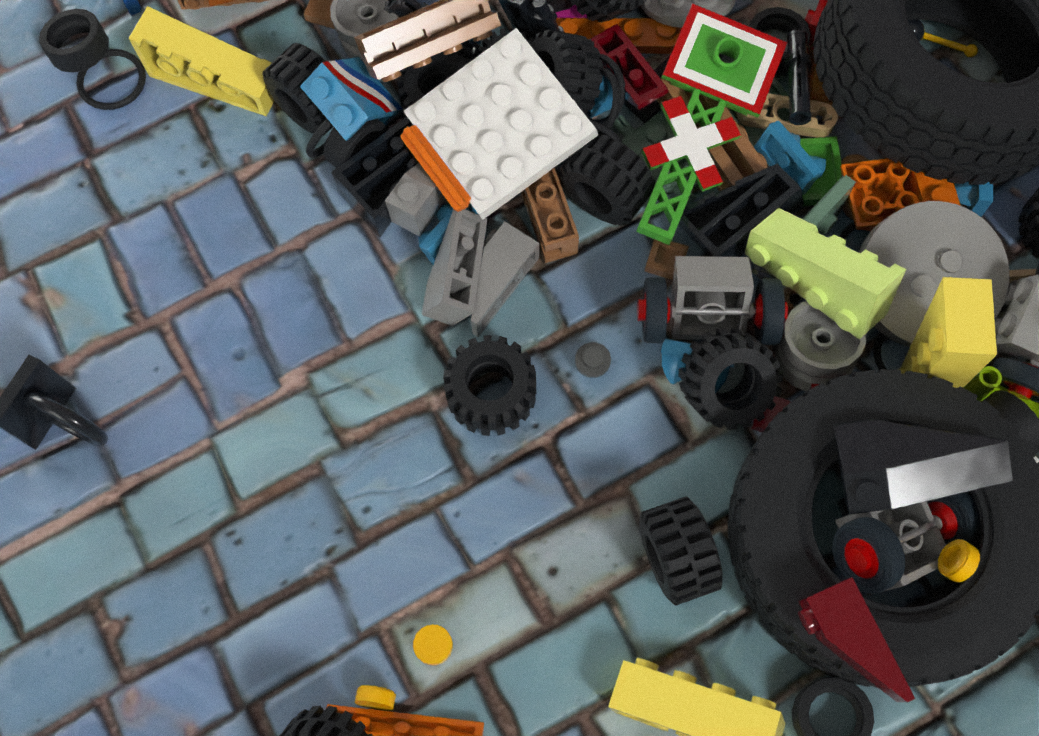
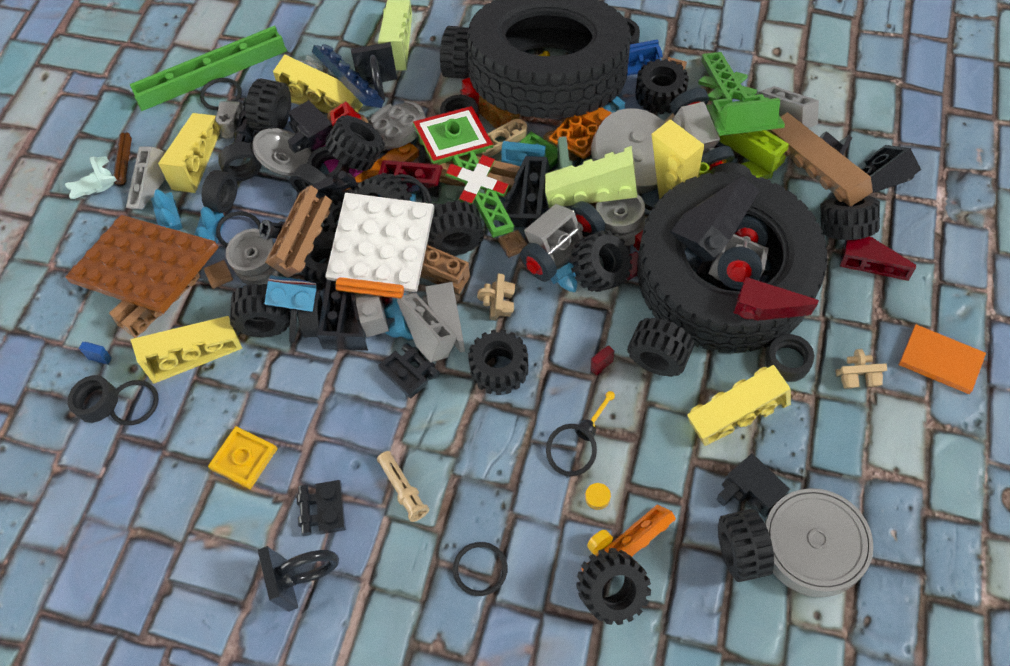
camera: 45 degrees left, 10 degrees down
(144, 238) = (242, 457): none -> yellow tile
(165, 375) = (330, 508): none -> black plate
(247, 441) = (407, 494): none -> tan pin
(263, 613) = (480, 592): none -> black tyre
(383, 301) = (403, 374): none -> black plate
(489, 571) = (593, 445): none -> black tyre
(506, 557) = (589, 424): none -> hinge
(589, 300) = (493, 295): none -> tan hips
(592, 360) = (530, 312): dark grey plate -> none
(607, 496) = (602, 360): none -> dark red tile
(798, 48) = (486, 114): black pin -> none
(958, 560) = (772, 242): yellow tile -> none

